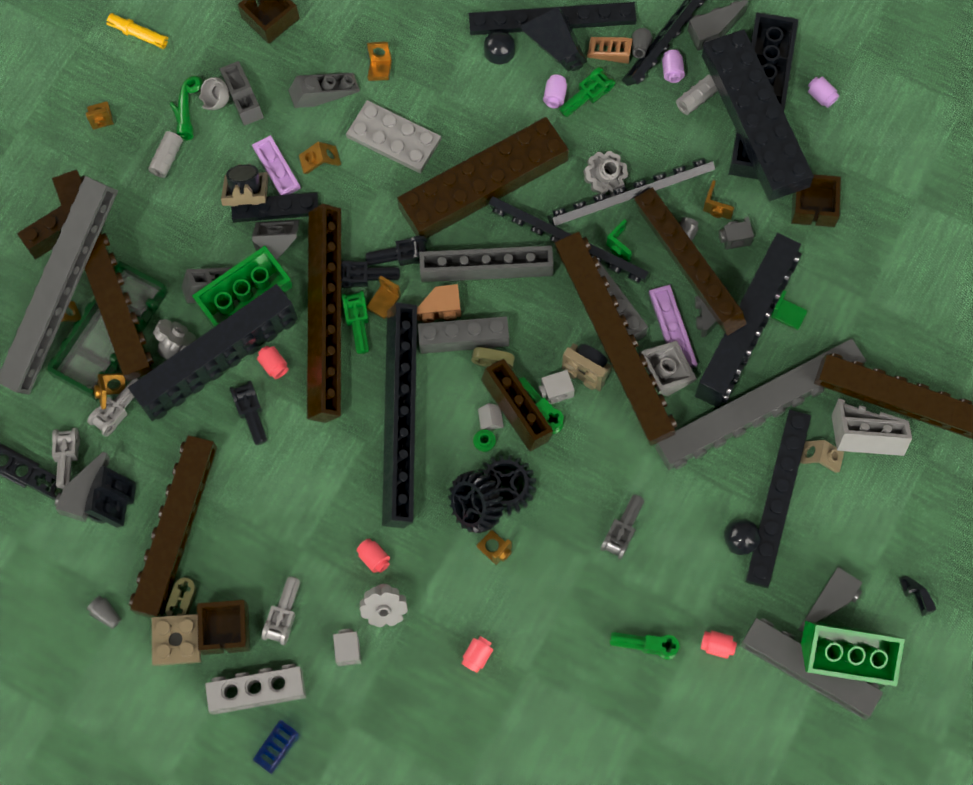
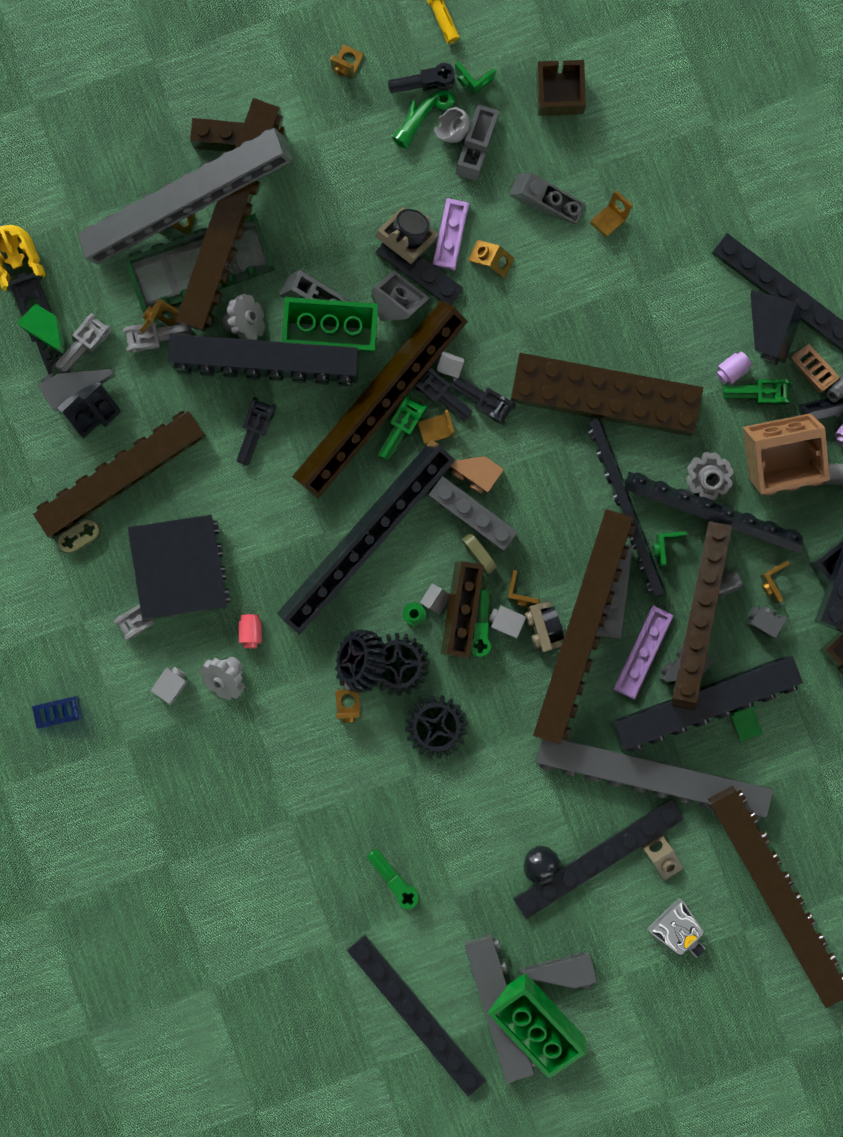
camera: 40 degrees right, 15 degrees up
(26, 465) = (44, 327): none -> green slope
(104, 612) = (14, 496): dark grey cone -> none
(165, 154) = (370, 145): light grey axle -> none
(169, 81) = (427, 79): none -> black connector
(175, 640) = (48, 568): dark tan piece -> none
(200, 58) = (466, 79): none -> green bracket
(223, 627) = (90, 587): dark brown piece -> none
(272, 362) = (305, 404): coral brick -> none
(276, 554) = (178, 567): none -> black panel
(292, 690) = (43, 643): light grey brick -> none
(354, 248) = (450, 365): none -> light grey slope
(393, 136) = (568, 291): light grey plate -> none
(477, 654) = (262, 775): coral brick -> none
(486, 263) = (542, 471): dark grey brick -> none
(499, 47) = (724, 286): black hair -> none
(551, 364) = (519, 599): none -> pearl gold bracket
(584, 502) = (426, 743): none -> black gear
(622, 531) = (453, 779): dark grey connector -> none
(644, 111) = (786, 454): none -> medium nougat container
(668, 367) = (607, 683): light grey slope -> none
(718, 644) = (447, 928): coral brick -> none
(756, 732) = (416, 1015): none -> black plate
(869, 432) = (713, 872): light grey wedge -> none
(883, 495) = (678, 929): none -> light grey torso
(924, 600) = (632, 1016): black slope -> none

